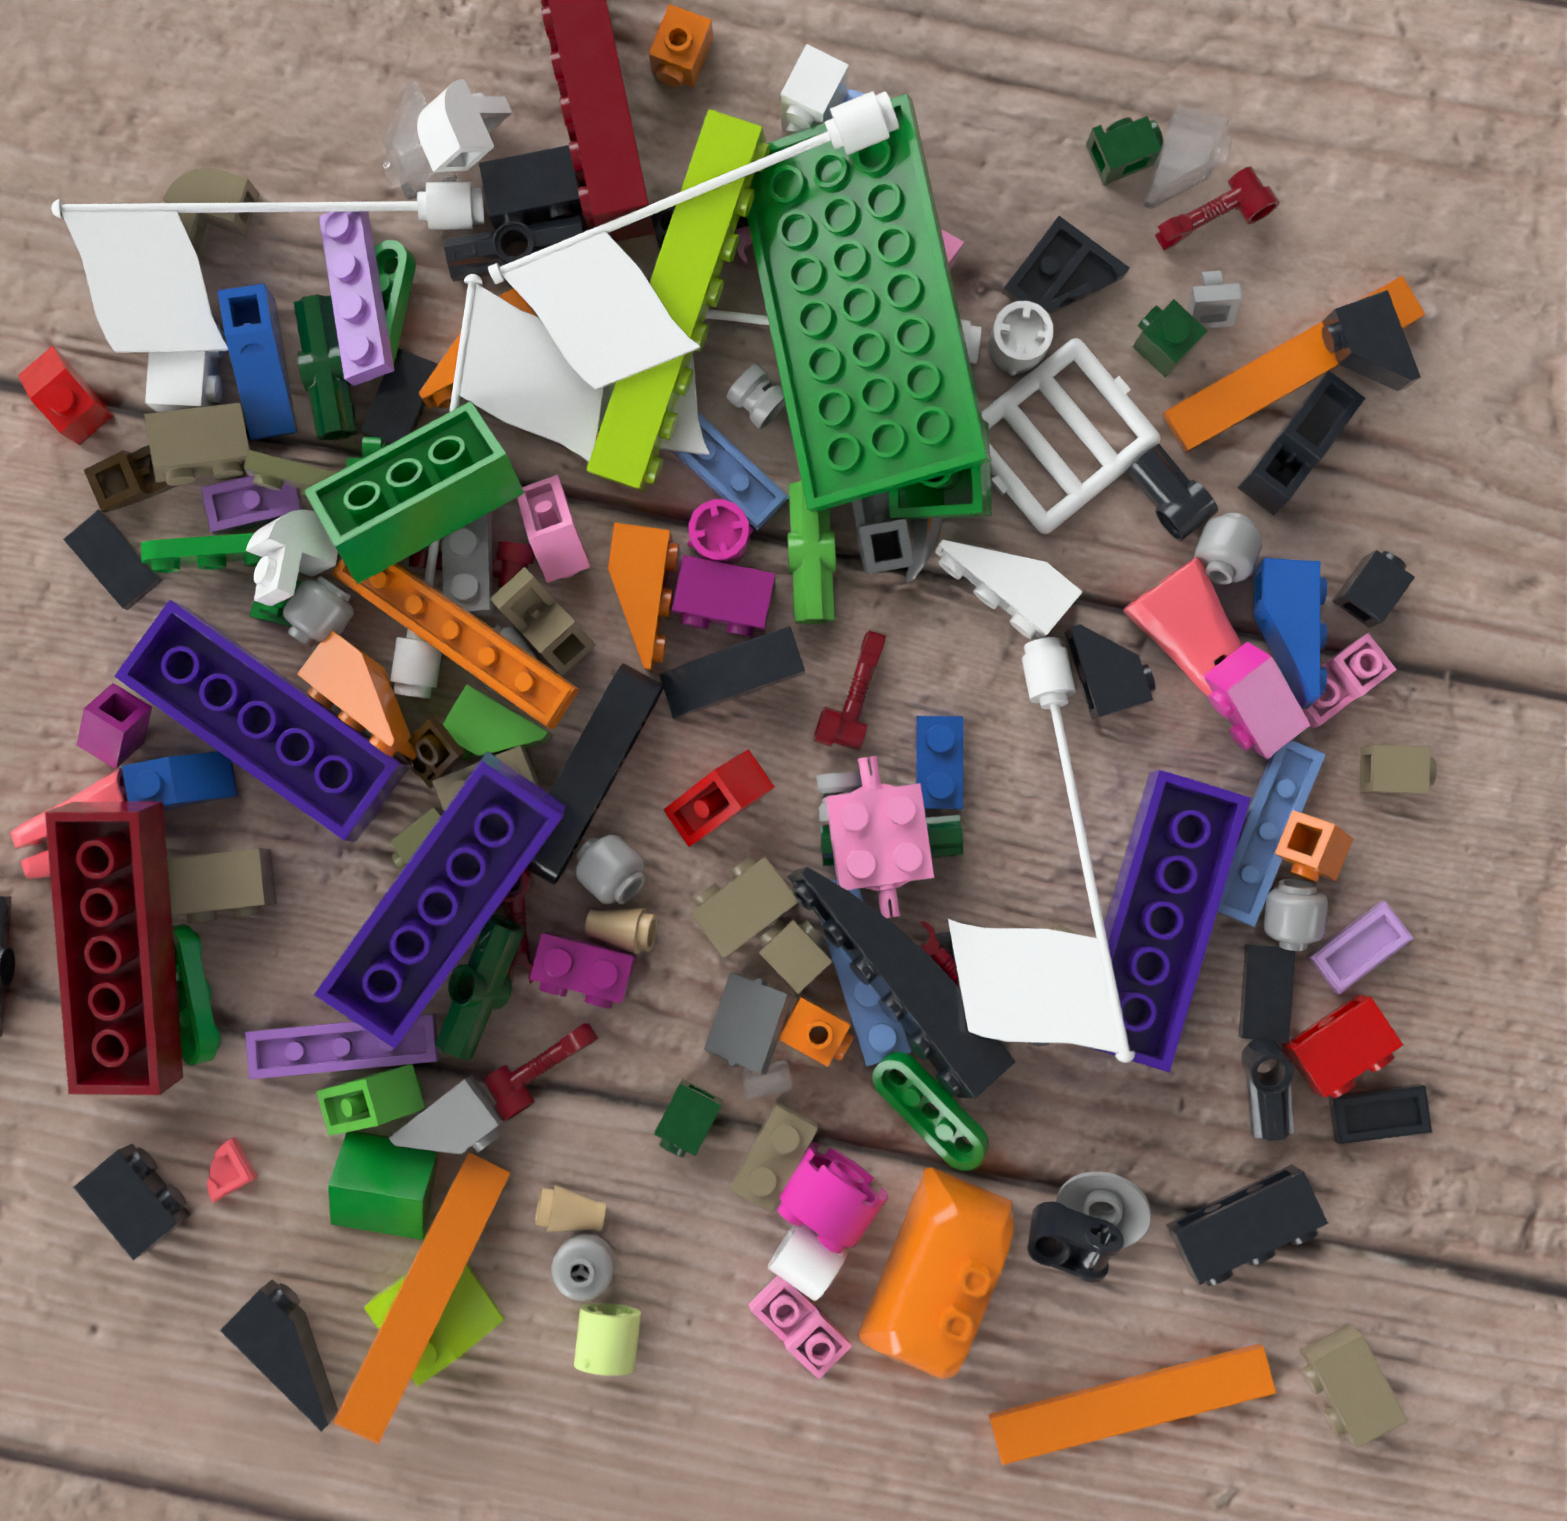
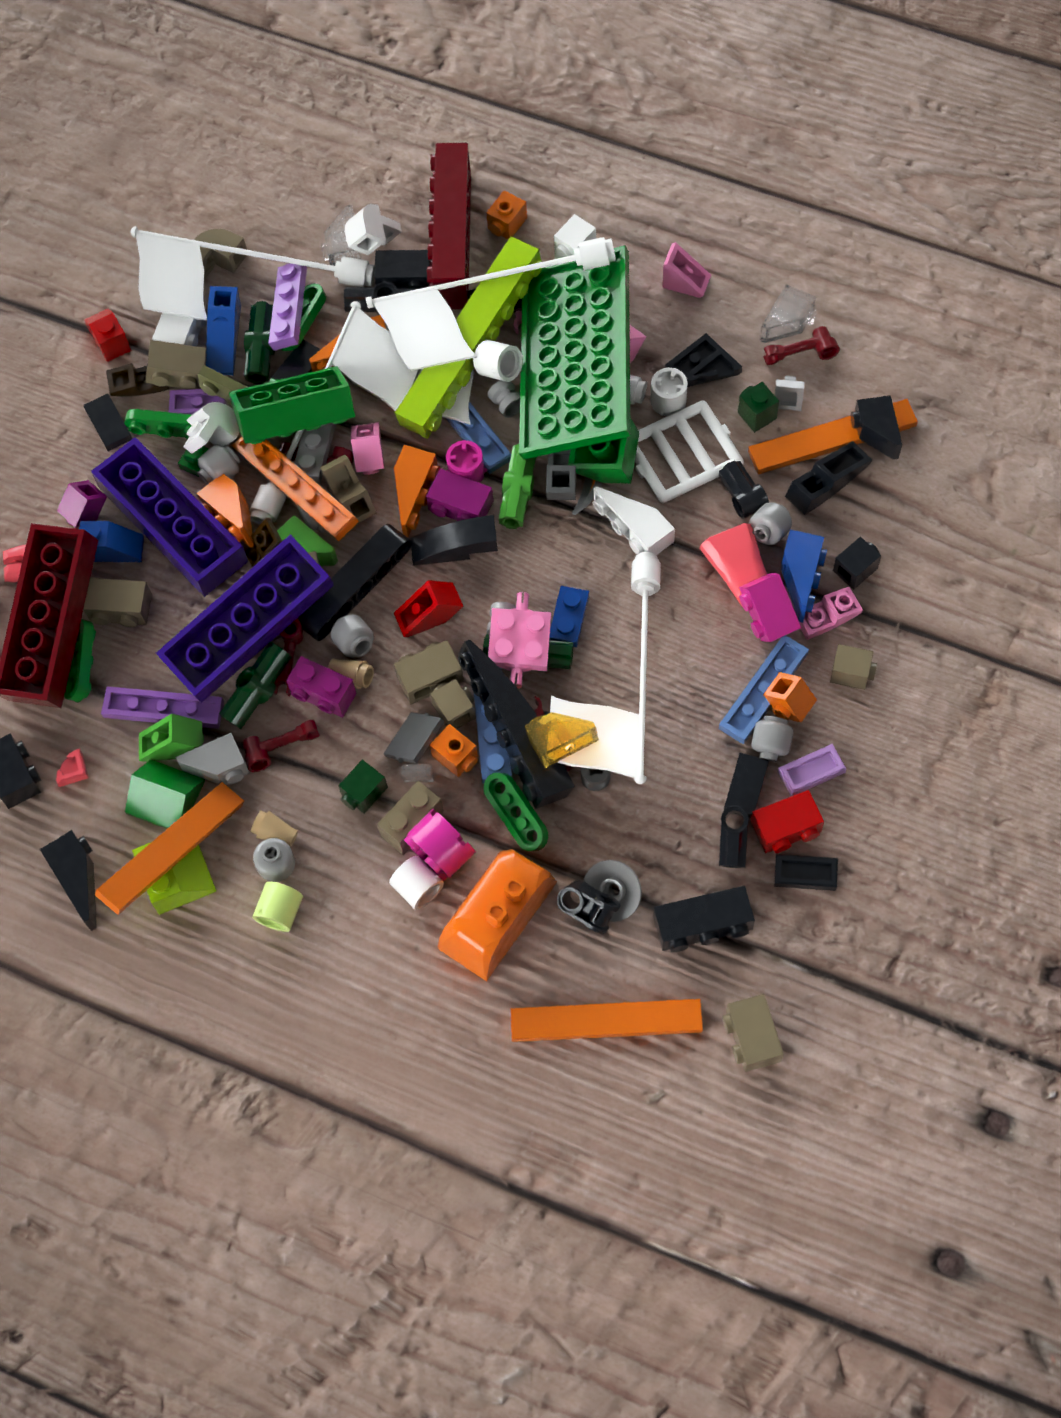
camera: 15 degrees right, 20 degrees down
(735, 343) = (498, 360): none -> white piece
(800, 1325) = (402, 928): bright pink slope -> none
(843, 726) = (514, 583): dark red brick -> none
(981, 1008) = (559, 736): none -> clear yellow slope
(1002, 107) = (684, 273): none -> bright pink slope
(1108, 673) = (684, 582): black slope -> none
(1124, 147) = (752, 305): dark green brick -> none
(1168, 906) = (686, 720): dark purple brick -> none

